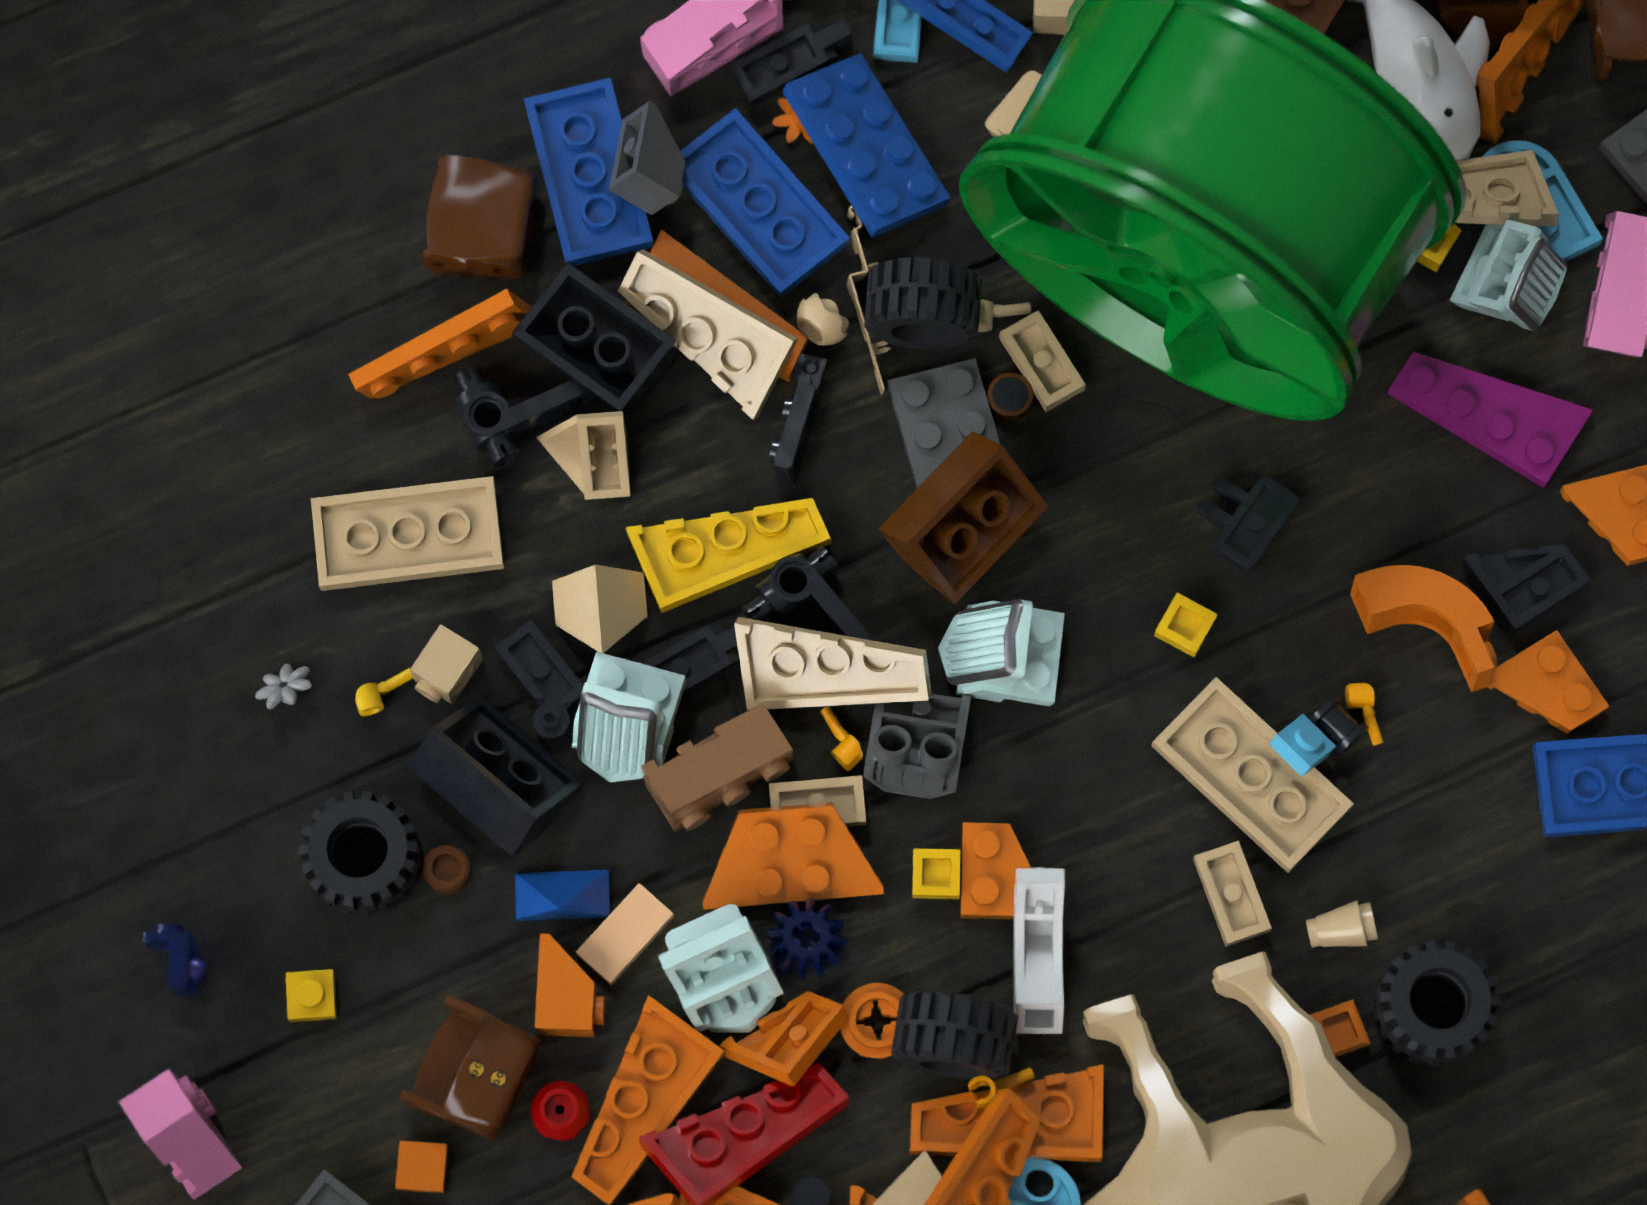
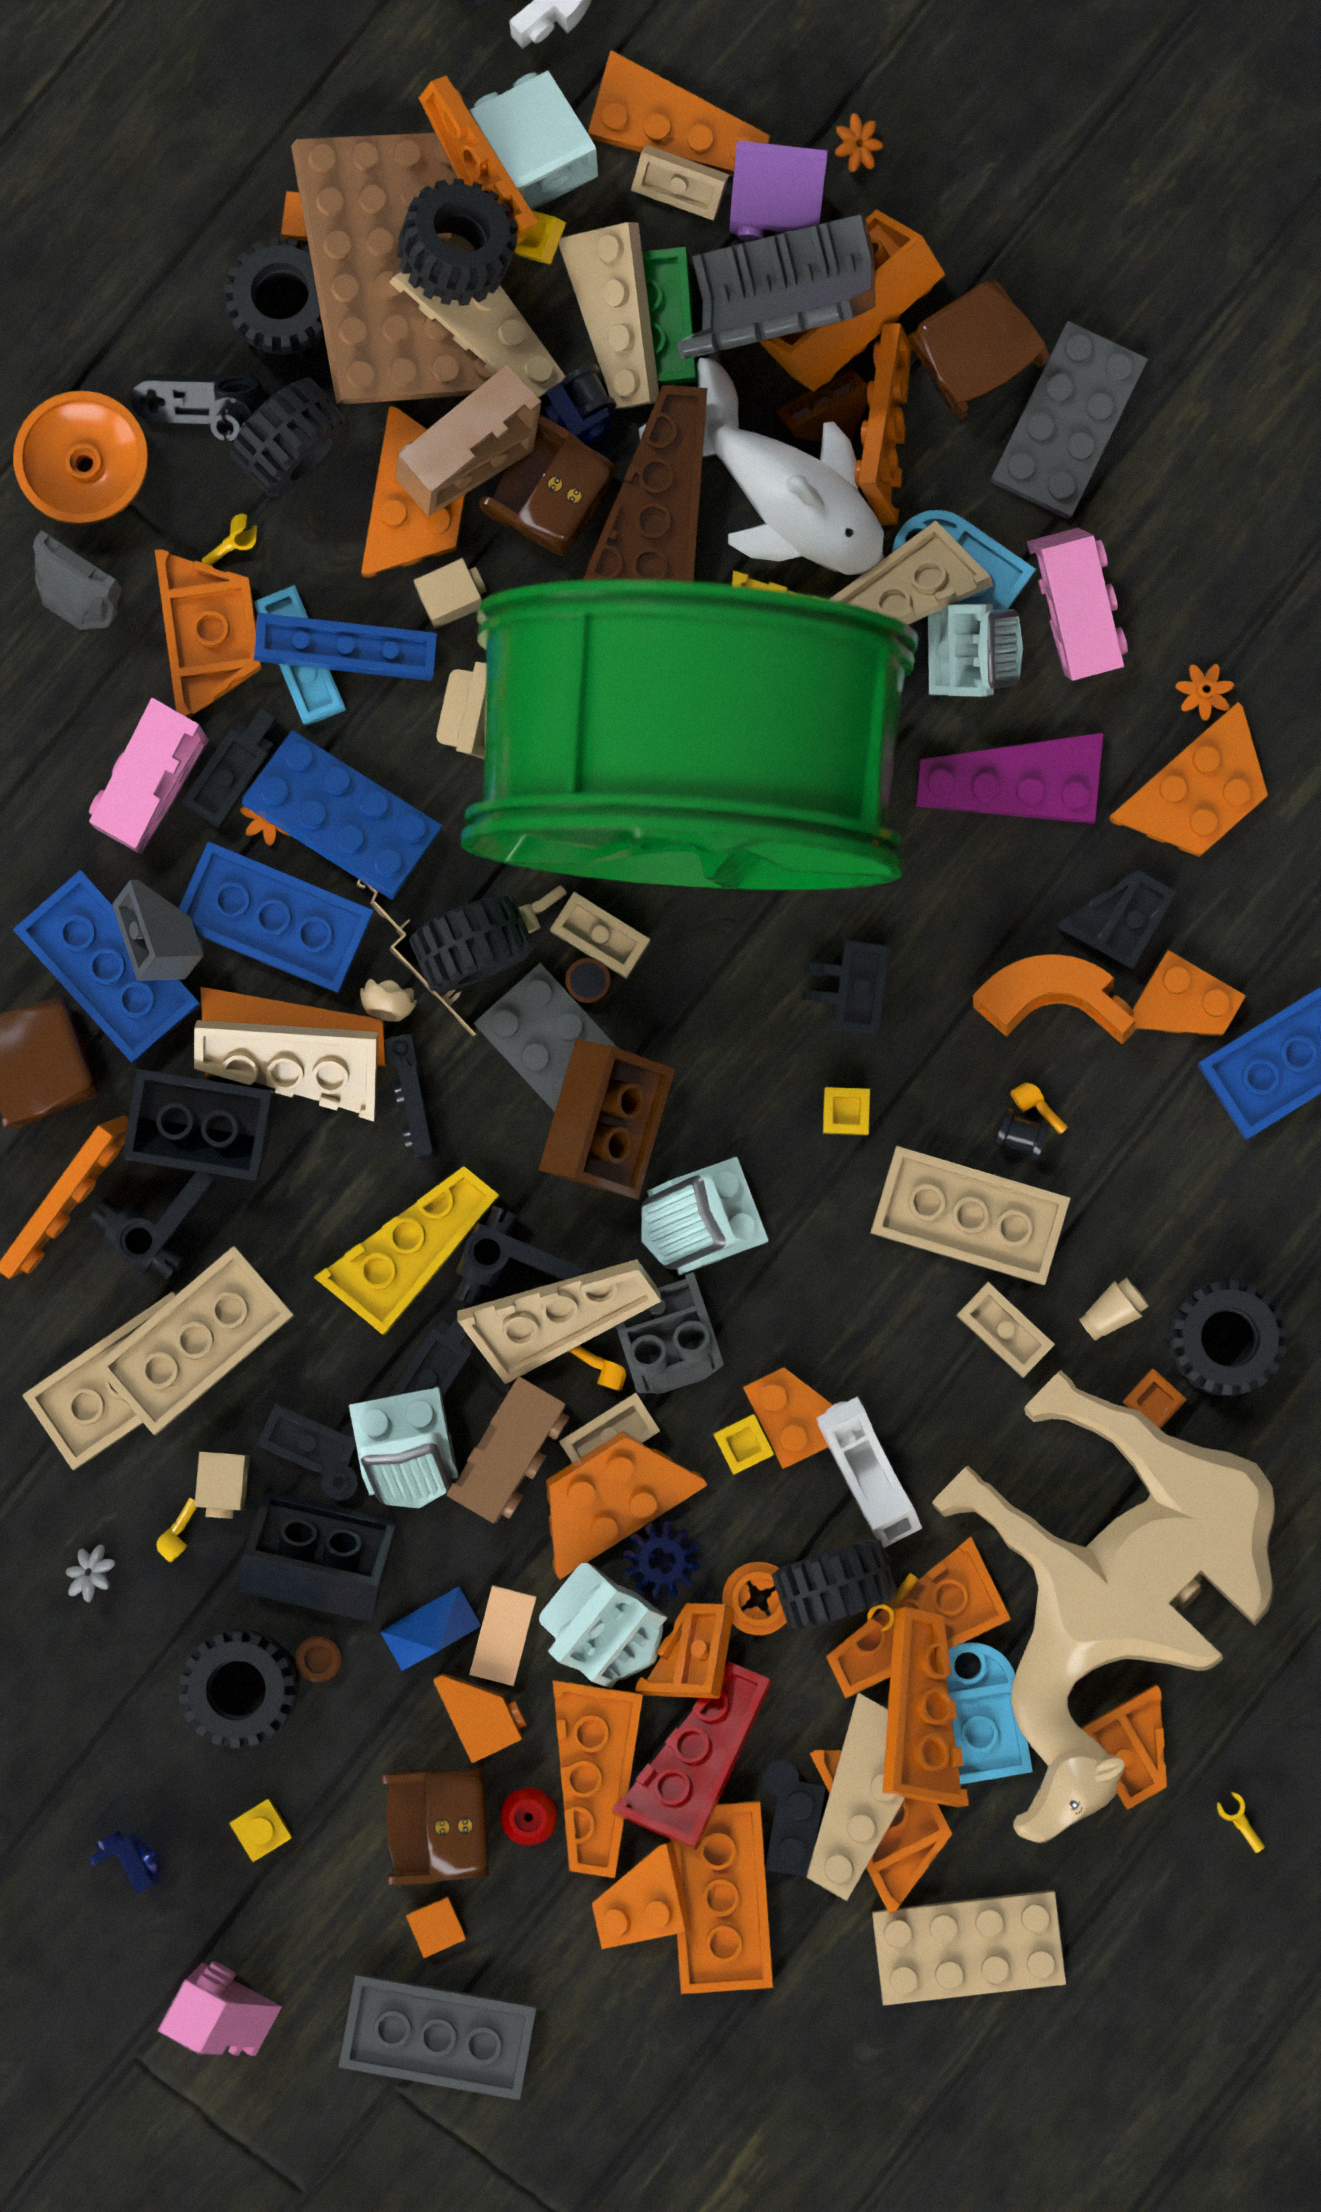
camera: 25 degrees left, 10 degrees up
(489, 525) = (194, 1340): none -> tan plate
(592, 453) = (251, 1224): tan slope -> none
(600, 604) = (329, 1359): tan slope -> none
(1302, 745) = (1001, 1169): medium azure plate -> none

